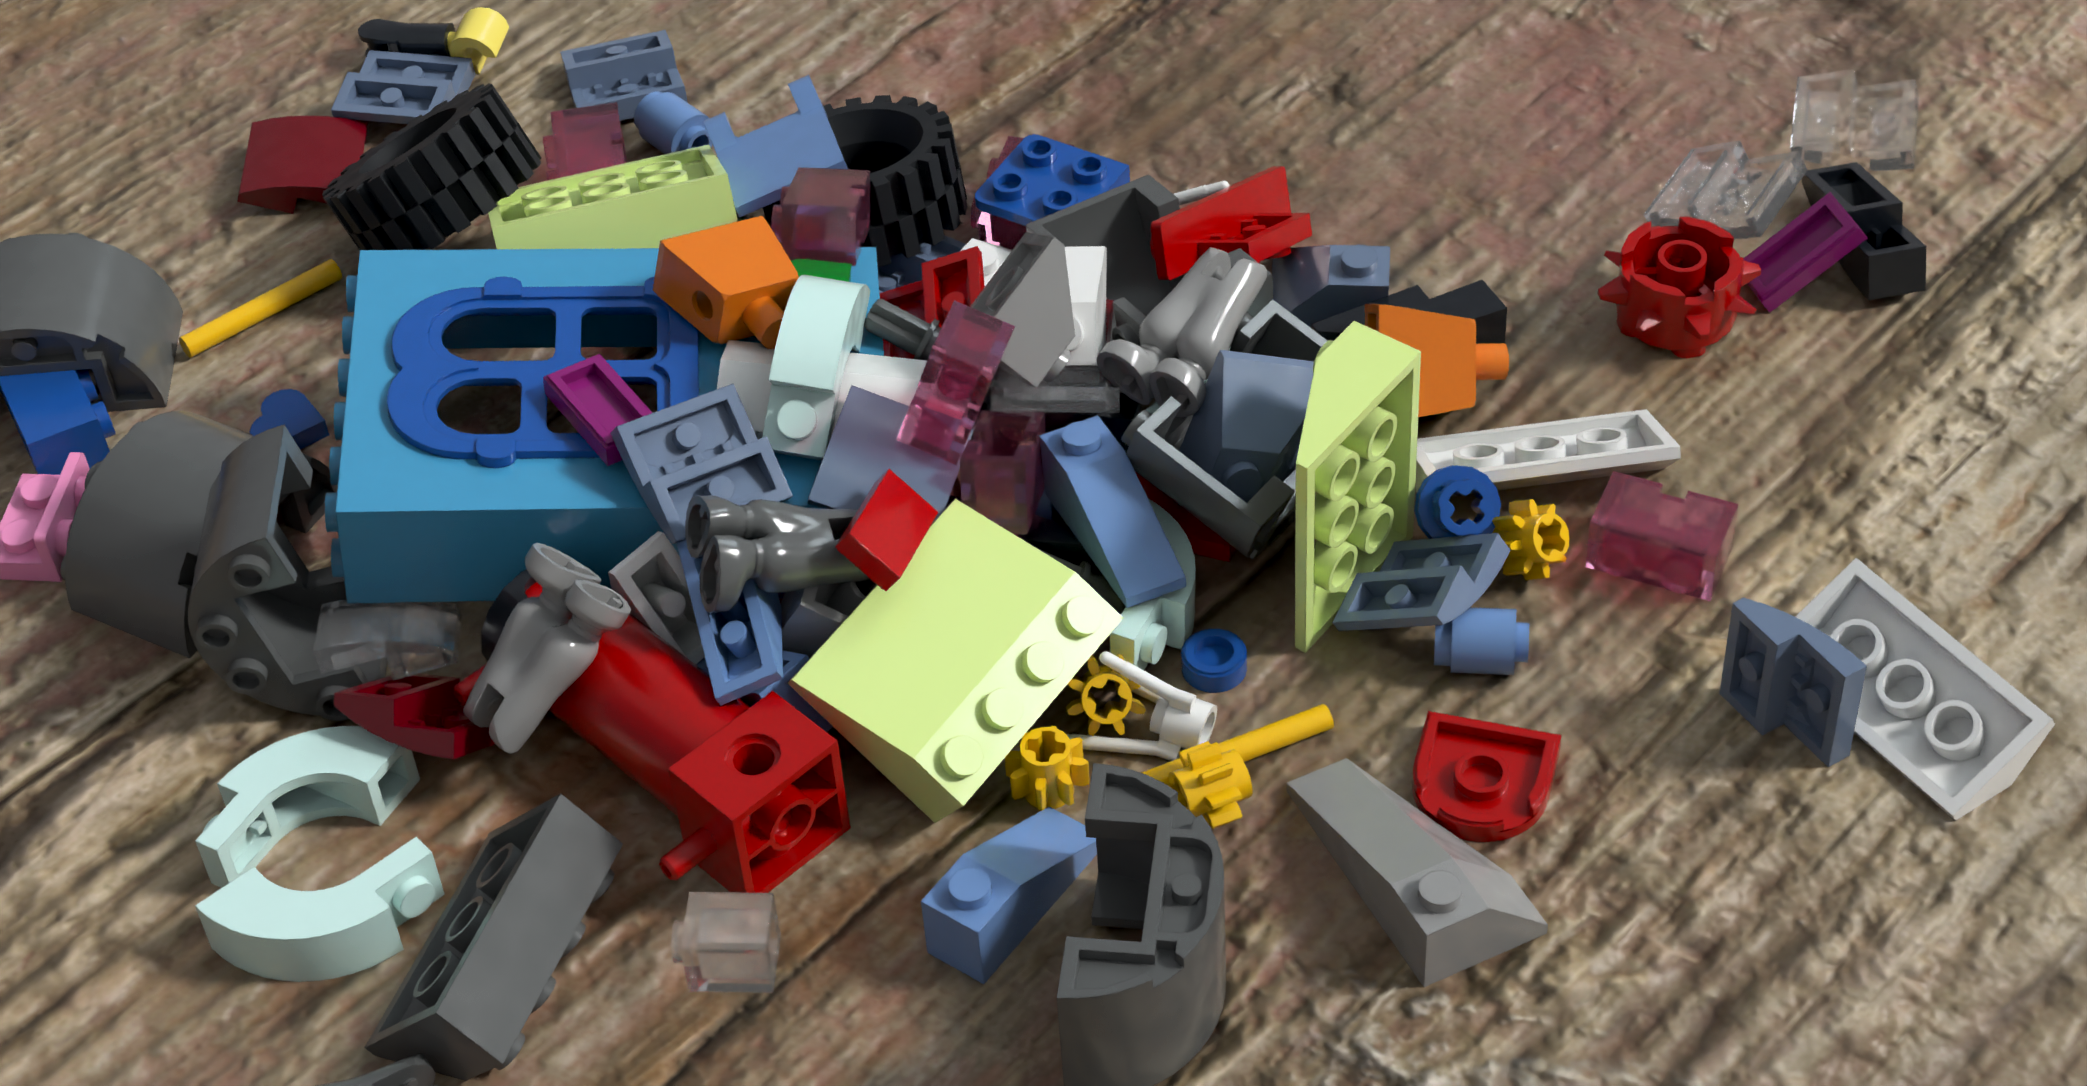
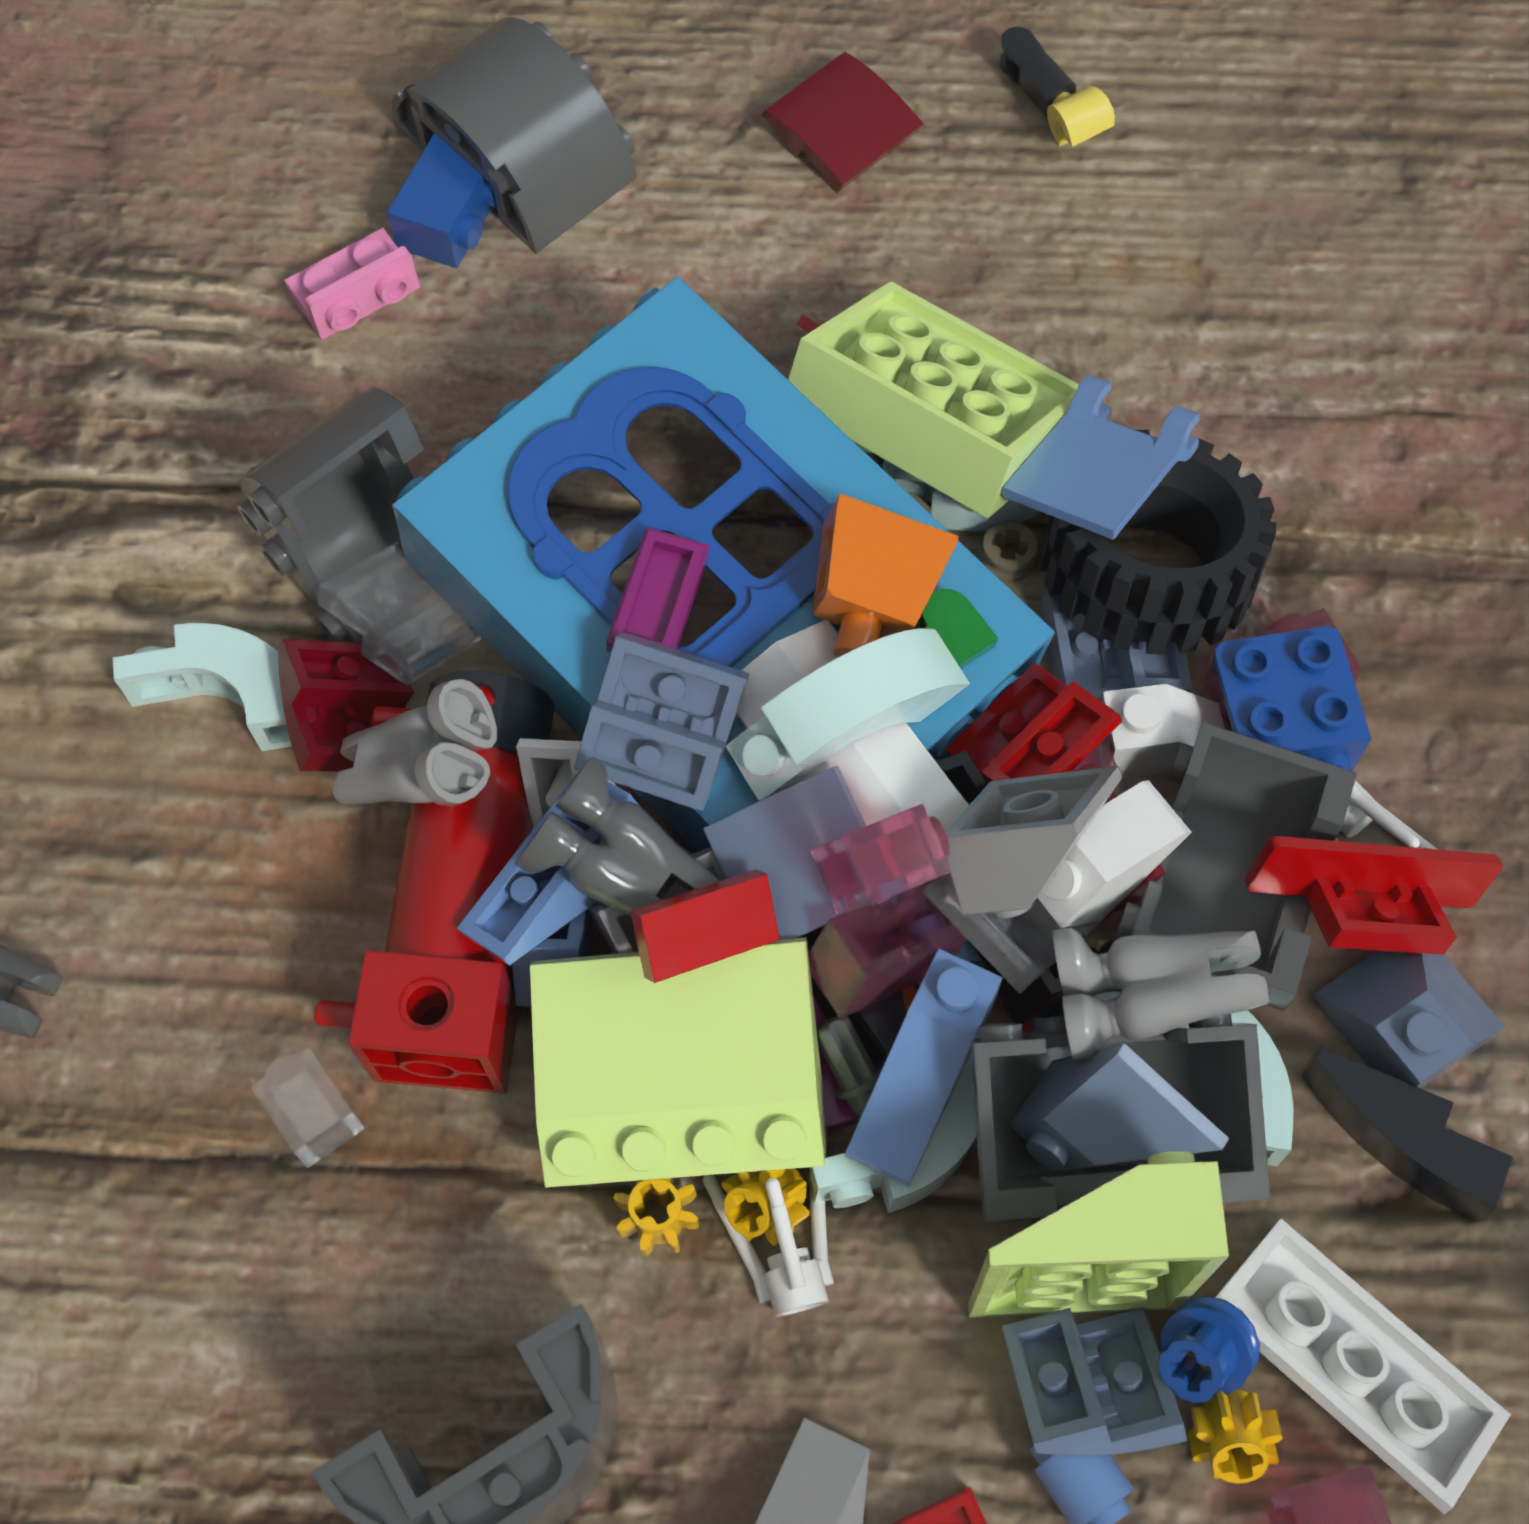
camera: 50 degrees right, 20 degrees up
(144, 520) = (428, 342): dark grey cylinder -> none
(260, 308) = (676, 227): yellow bar -> none
(295, 412) = (568, 342): blue tile -> none
(320, 931) = (94, 770): light aqua arch -> none
(401, 86) = (981, 117): sand blue slope -> none
(434, 174) = (859, 235): black tyre -> none
(499, 942) = (188, 940): dark grey slope -> none
(584, 140) = (1025, 301): clear pink brick -> none
(622, 72) = (1143, 253): sand blue slope -> none
(670, 123) = (1114, 339): medium blue brick -> none
(824, 214) = (1032, 567): clear pink brick -> none
(902, 329) = (971, 744): dark grey axle -> none
(1003, 891) = (520, 1276): medium blue slope -> none
(1212, 783) = (734, 1364): yellow gear -> none
(1214, 660) = (891, 1249): blue tile -> none
(1264, 739) = (808, 1348): yellow bar -> none
(1448, 354) = (1362, 1183): orange torso -> none

